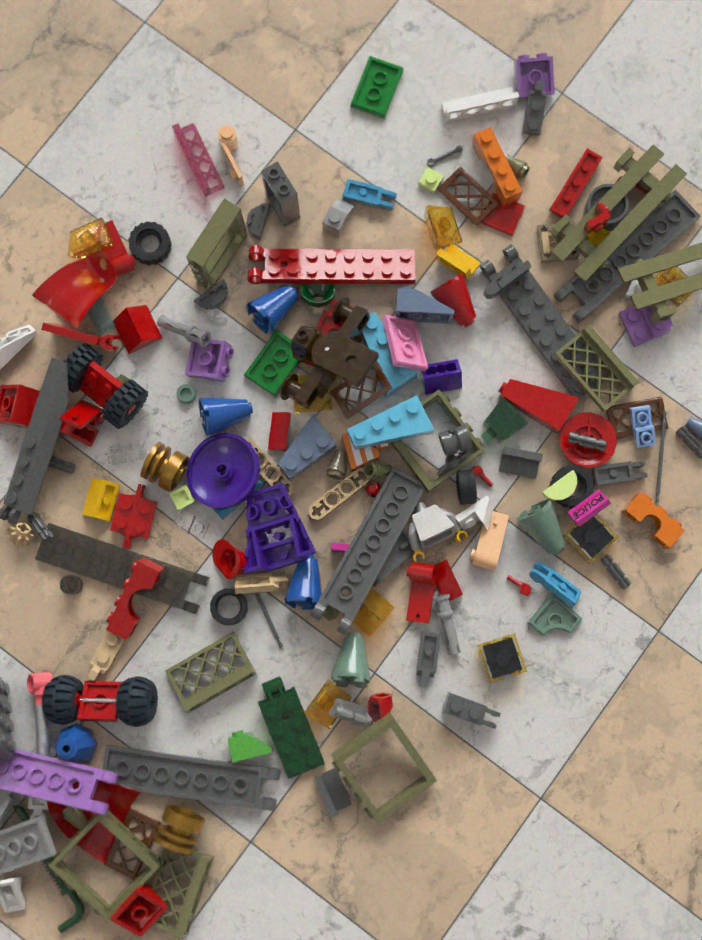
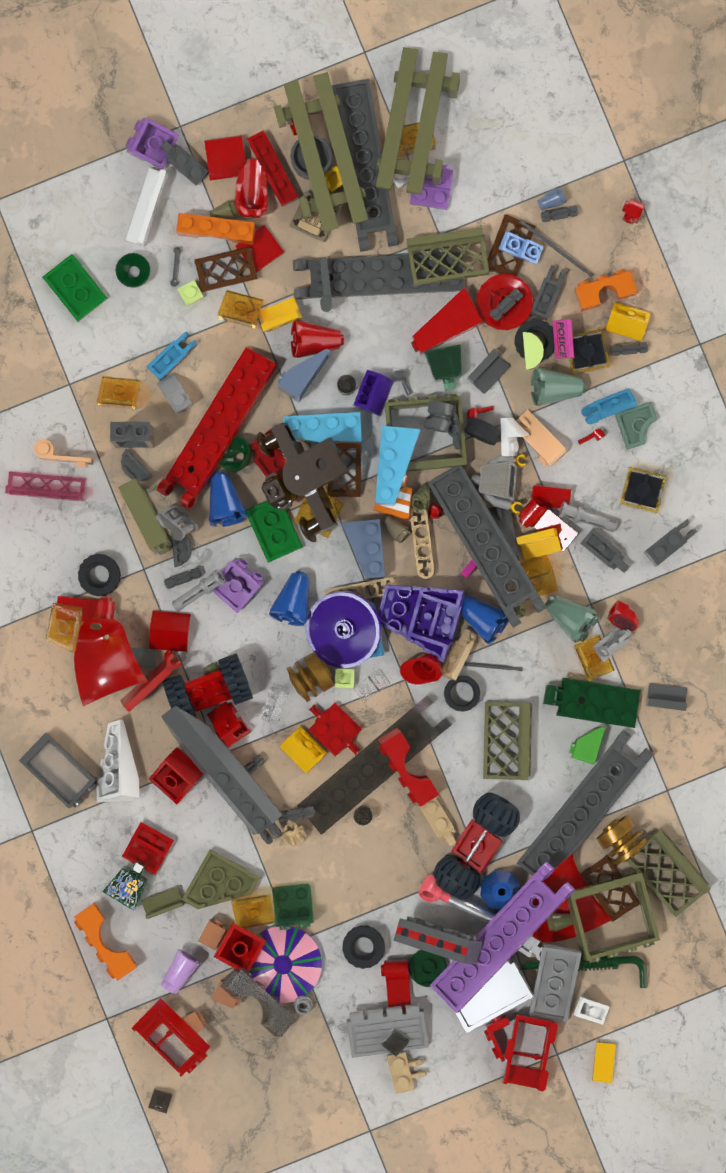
camera: 55 degrees left, 5 degrees up
(140, 910) = (668, 910): red slope -> none
(186, 394) = (254, 622): sand green tile -> none
(187, 312) = (182, 578): none -> dark grey axle
(233, 271) = (172, 517): none -> light grey plate
(279, 431) = (336, 561): red slope -> none
(311, 170) = (119, 393): none -> clear yellow slope
(362, 740) = (640, 648): olive window -> none
(399, 595) = (539, 543): none -> yellow panel
(404, 343) = (327, 407): bright pink tile -> none
(423, 114) = (132, 260): none -> dark green piece
(436, 347) = (347, 382): none -> clear smoke wheel
(470, 391) = (400, 376): none -> dark grey hand
(547, 176) = (251, 190): none -> red hair
(560, 142) = (224, 157): none -> red slope
(598, 222) = (326, 179): red bracket -> none
(638, 556) = (628, 321): none -> yellow panel

